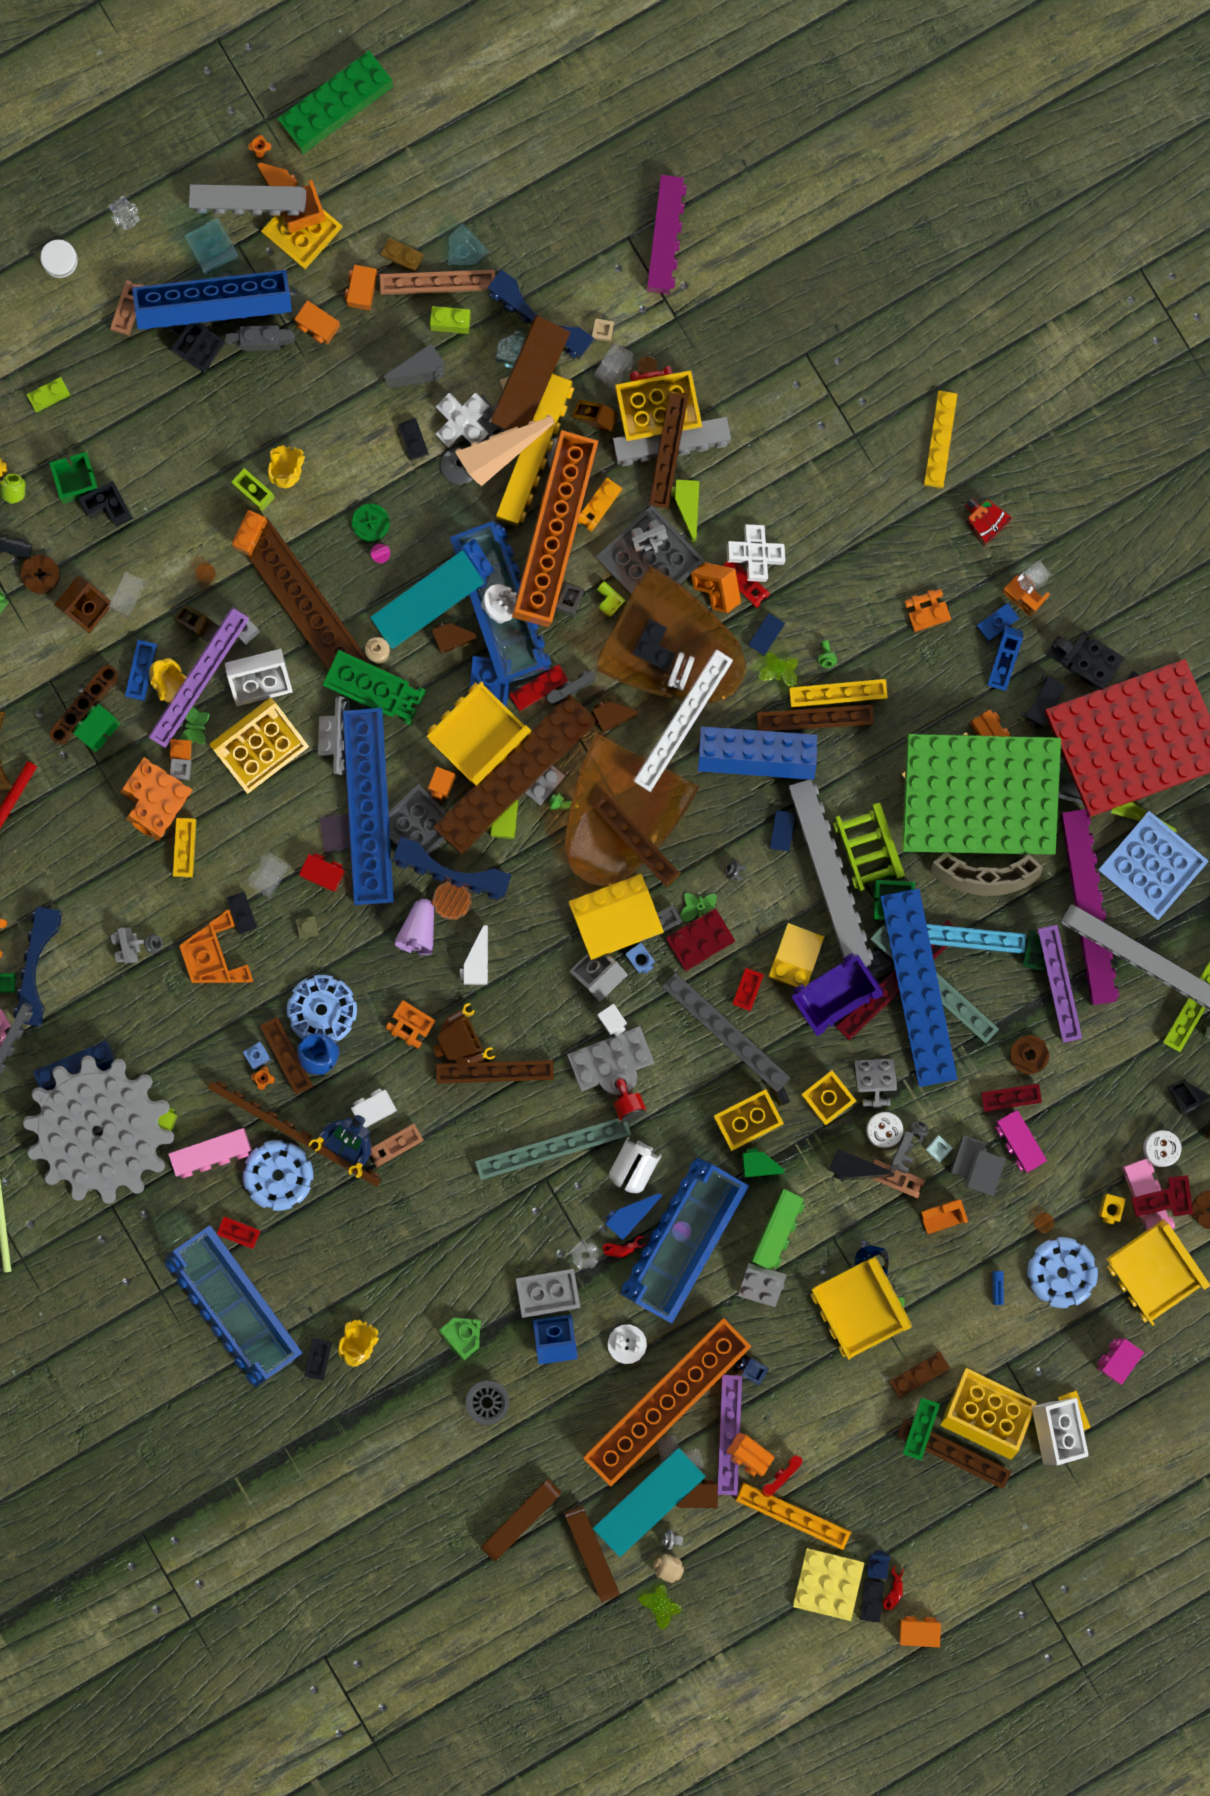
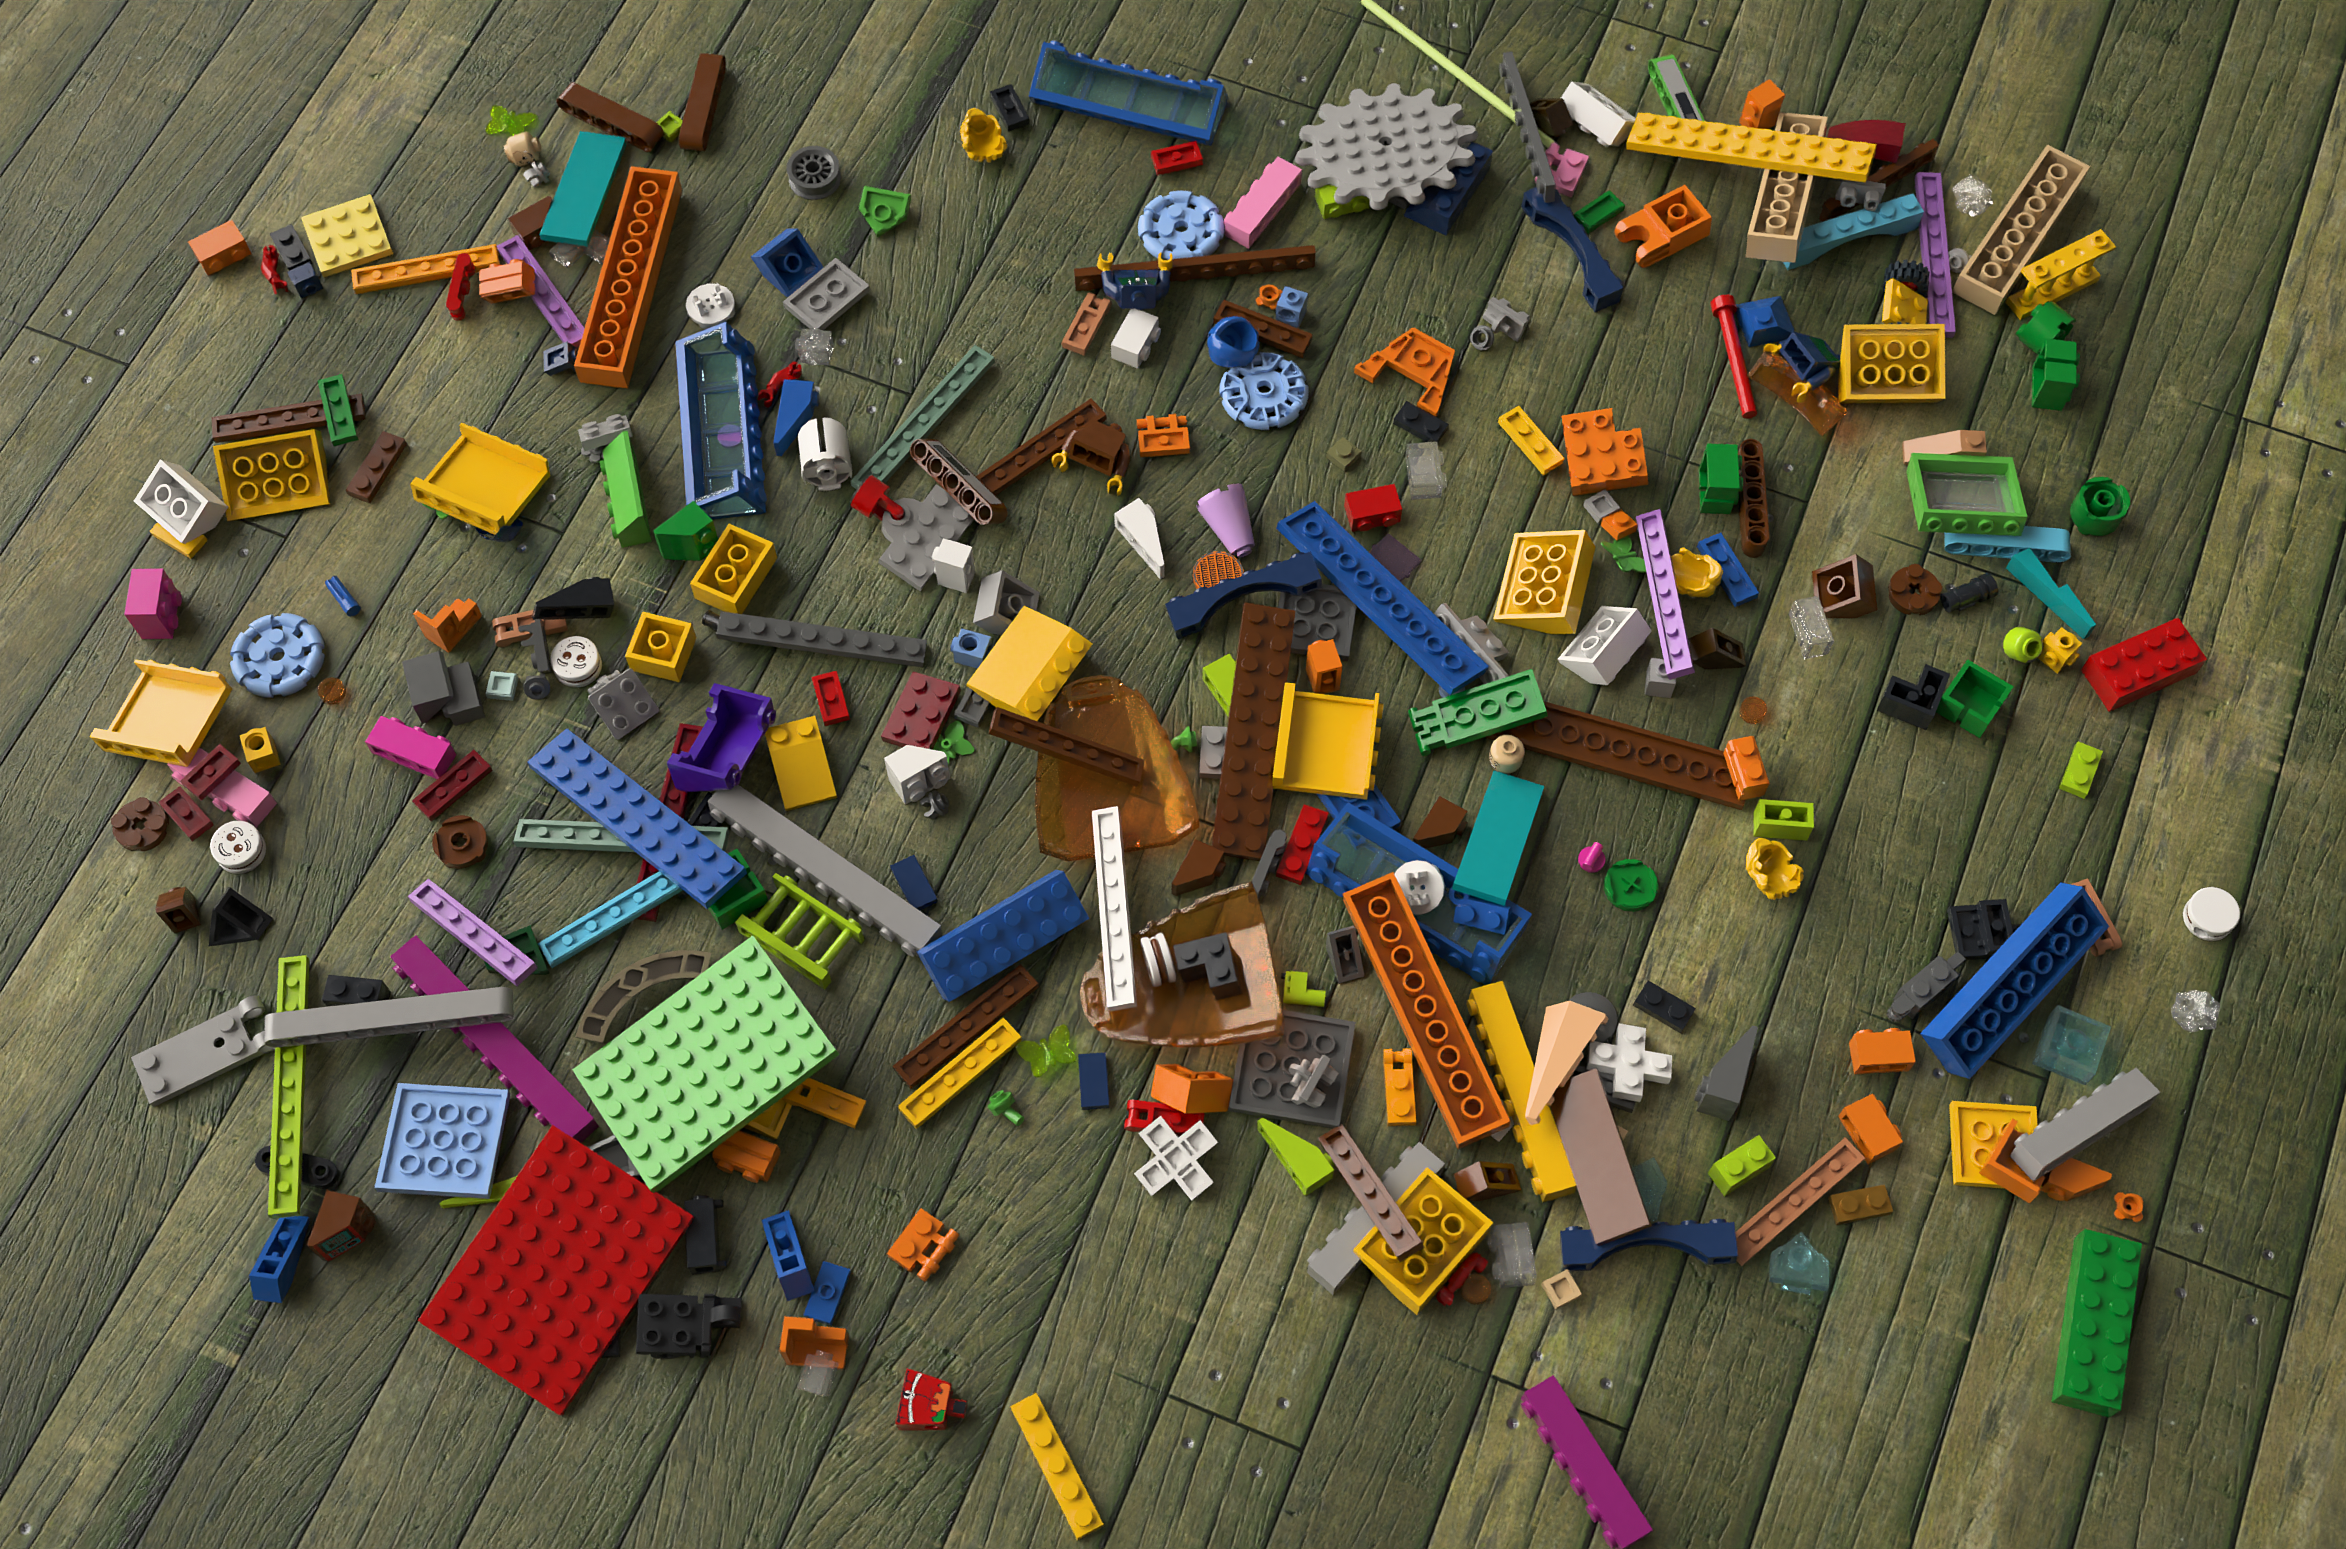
camera: 150 degrees right, 20 degrees down
(555, 1518) = (671, 125): none -> lime tile
(565, 1082) = (958, 481): none -> reddish brown beam
(735, 896) = (916, 771): none -> white slope
(919, 721) = (827, 1102): none -> light orange plate
(1149, 993) = (353, 990): none -> black brick

